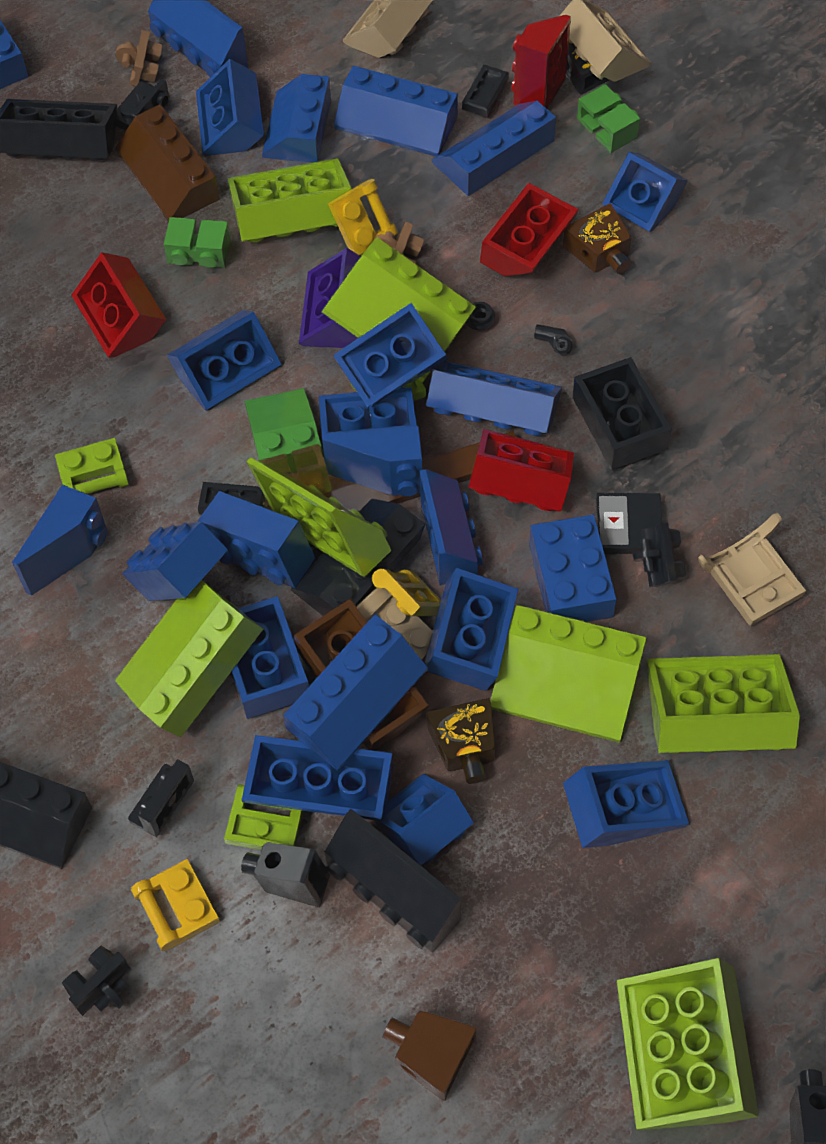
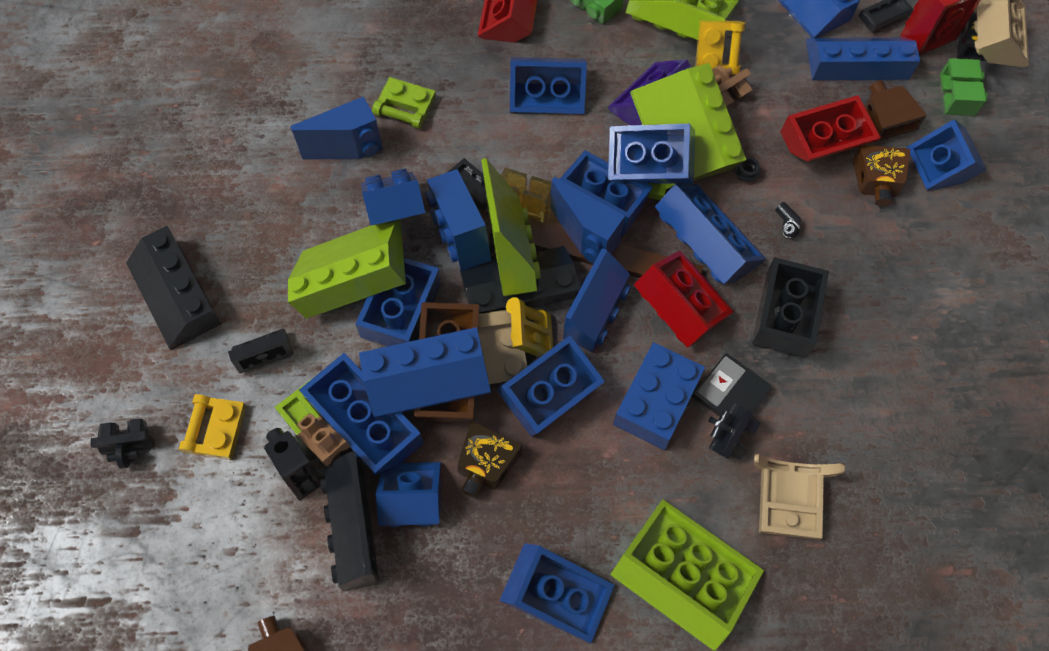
camera: 35 degrees right, 5 degrees up
(282, 425) = (546, 153): bright green slope -> none
(303, 828) = (321, 438): none -> medium nougat hips
(566, 176) = (893, 110): none -> reddish brown torso
(567, 673) = (595, 468): lime slope -> none

